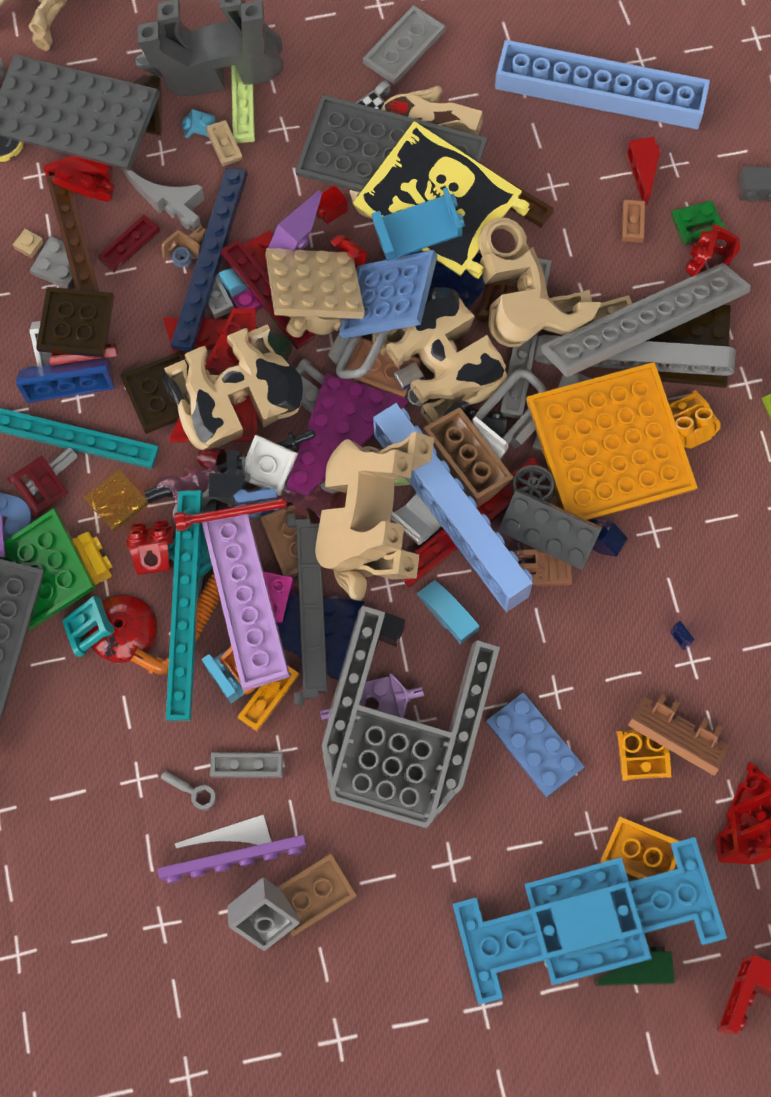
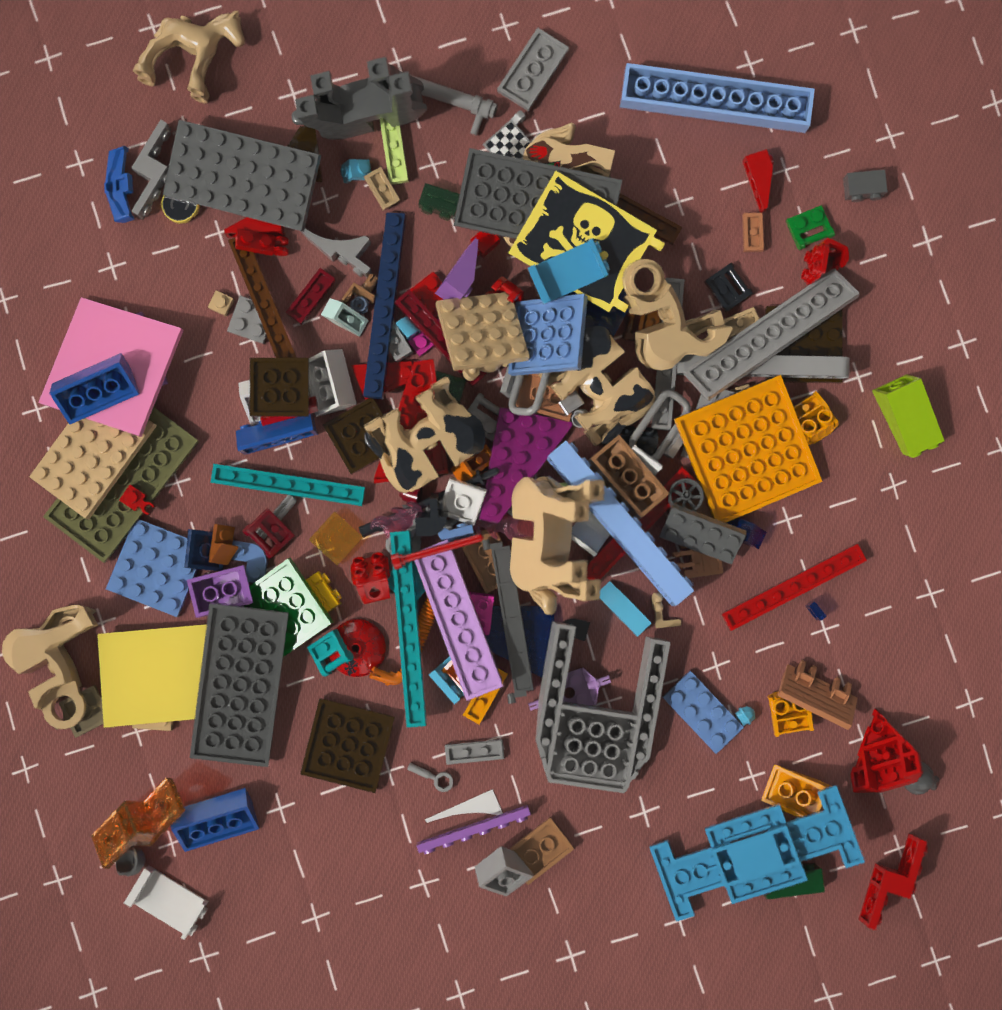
camera: 10 degrees left, 15 degrees up
(91, 741) = (347, 745): none -> dark brown plate
(135, 331) = (330, 382): none -> white slope
(163, 266) = (344, 316): none -> light aqua slope
(279, 428) = (468, 467): none -> orange slope
(282, 160) = (438, 201): none -> clear green brick
(337, 72) = (475, 104): none -> light grey cylinder
(489, 614) = (658, 607): none -> tan piece
(587, 752) = (745, 715): none -> medium azure plate
(596, 277) = (724, 291): none -> black plate
(656, 606) = (793, 587): none -> red plate

